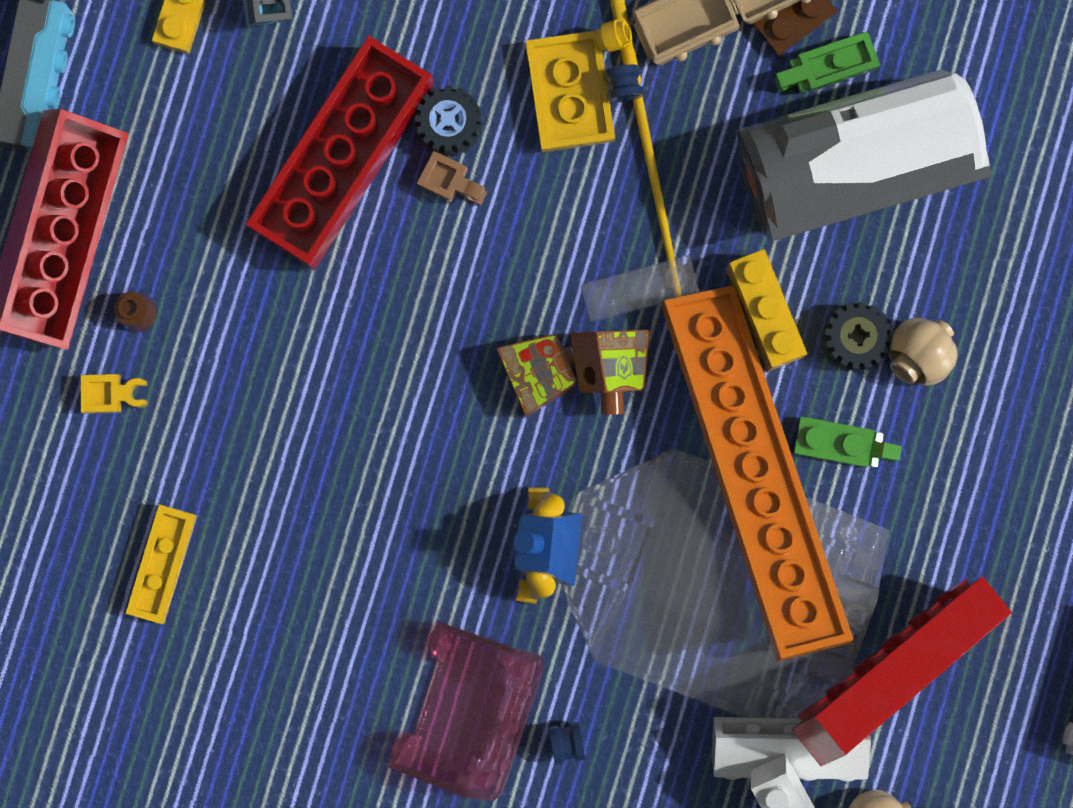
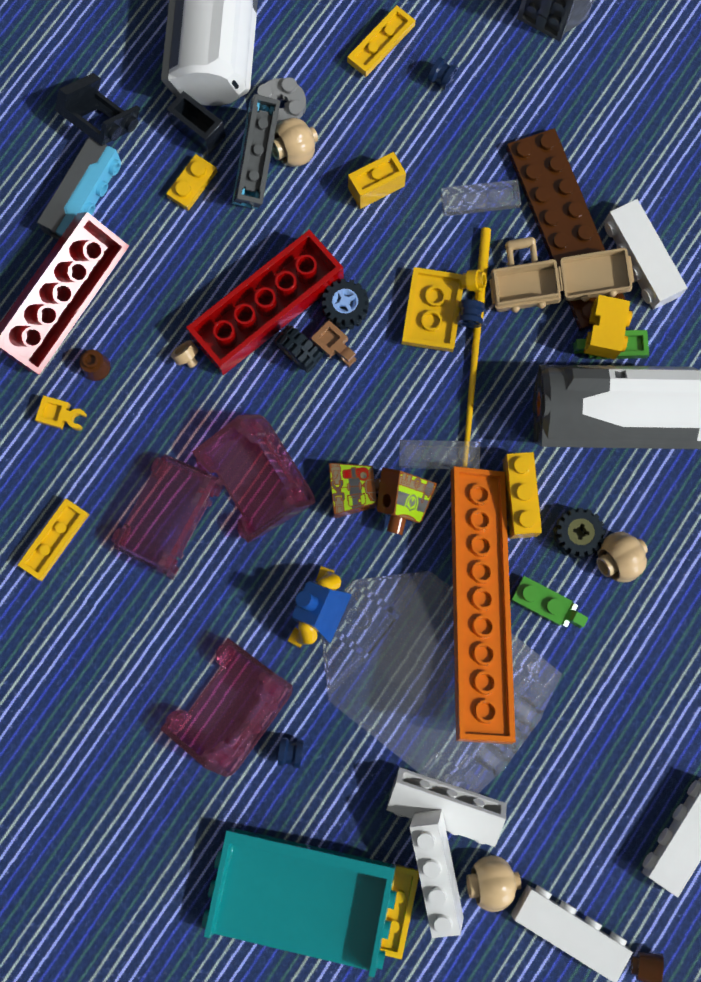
camera: 15 degrees right, 5 degrees down
(253, 258) = (185, 354): none -> tan tile
(302, 484) = (166, 514): none -> clear pink windscreen
(404, 393) = (255, 474): none -> clear pink windscreen
(405, 204) = (298, 348): none -> black wheel
(816, 53) = (608, 332): none -> yellow brick
(899, 670) = (541, 775): red brick -> none

